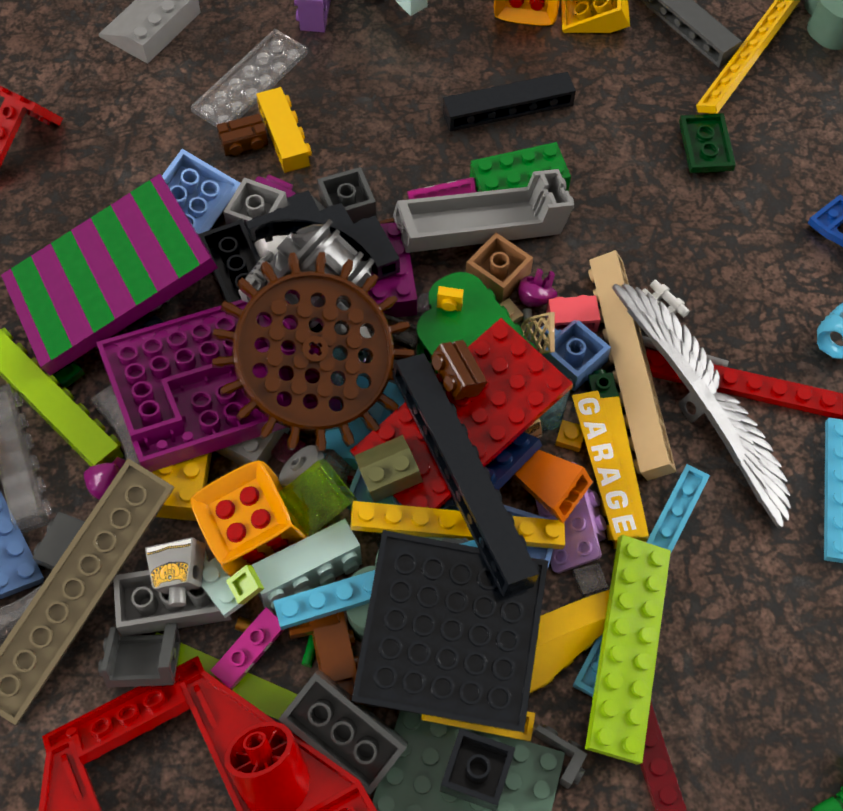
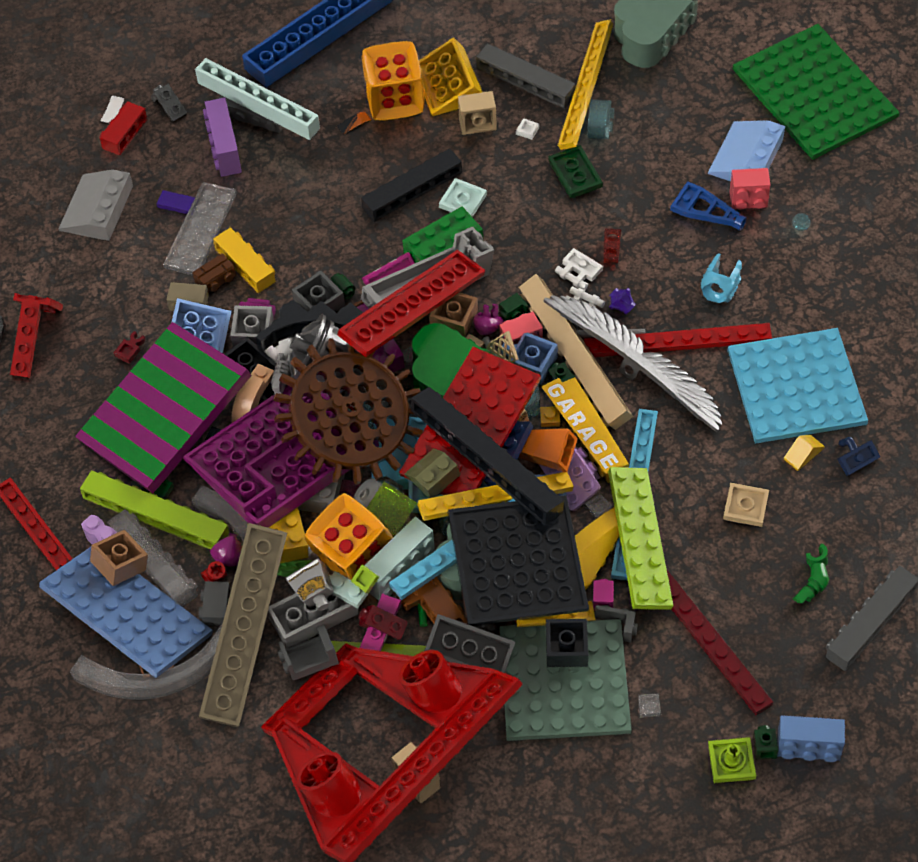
camera: 15 degrees left, 5 degrees down
(78, 502) = (214, 572): none -> red piece
(109, 192) = (129, 349): none -> dark red plate
(175, 529) = (288, 568): none -> bright green plate
(202, 147) = (189, 292): none -> dark tan brick
(216, 286) = (251, 392): none -> light nougat arch
(235, 41) = (175, 202): none -> dark purple tile
(251, 647) = (382, 621): none -> dark red bracket
(382, 194) = (344, 285): none -> dark green brick
(440, 239) = (410, 303): none -> red plate
(450, 298) = (430, 345): yellow plate -> none
(458, 370) = (457, 390): reddish brown brick -> none
(471, 13) = (353, 122): none -> sticker
(553, 708) = (603, 593): none -> dark pink brick
(565, 131) = (463, 194): none -> light aqua plate
(573, 283) = (512, 307): none -> dark green brick
(614, 41) = (477, 112): none -> tan brick
(667, 78) = (527, 129): none -> white tile
(676, 256) = (580, 264): none -> white plate
(711, 316) = (622, 300): none -> dark purple rock
(721, 244) = (612, 245): none -> clear red leg
(756, 90) = (599, 119): none -> clear light blue brick
(787, 645) = (746, 504): none -> tan plate

